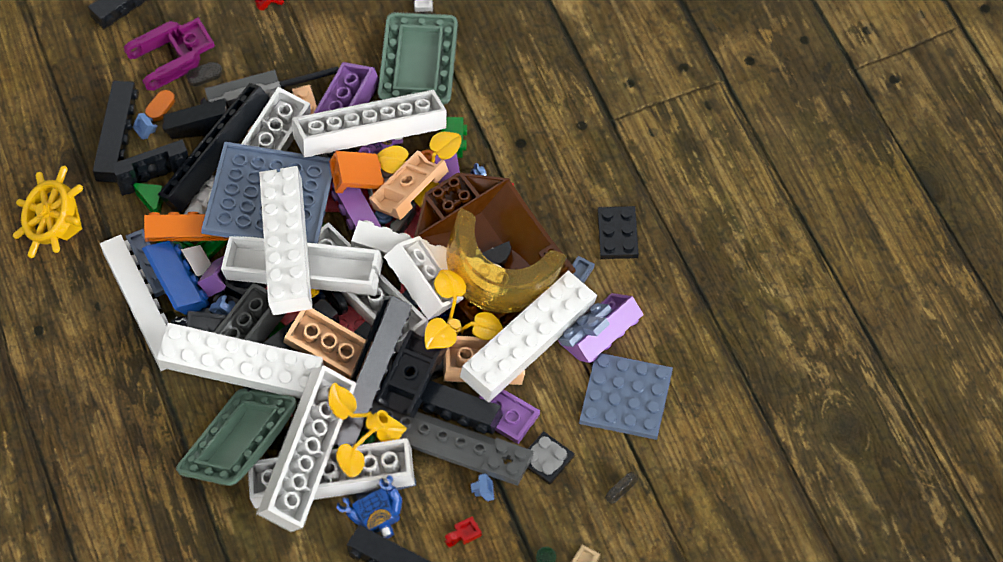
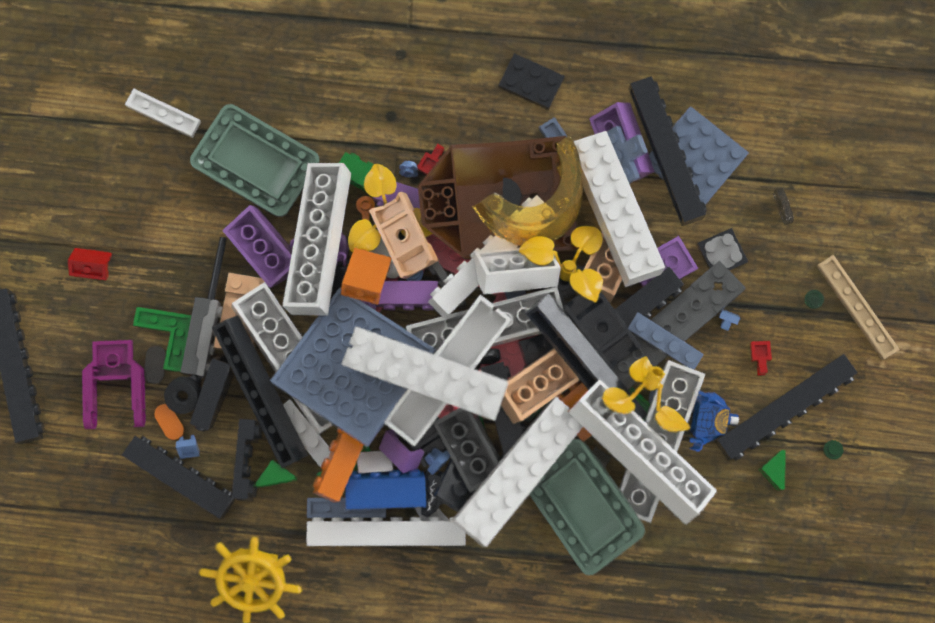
camera: 65 degrees left, 20 degrees up
(181, 93) = (180, 405): none -> black tyre
(244, 64) = (171, 322): none -> green plate
(427, 436) = (665, 341): none -> sand blue plate
(612, 361) = (667, 151): none -> black brick

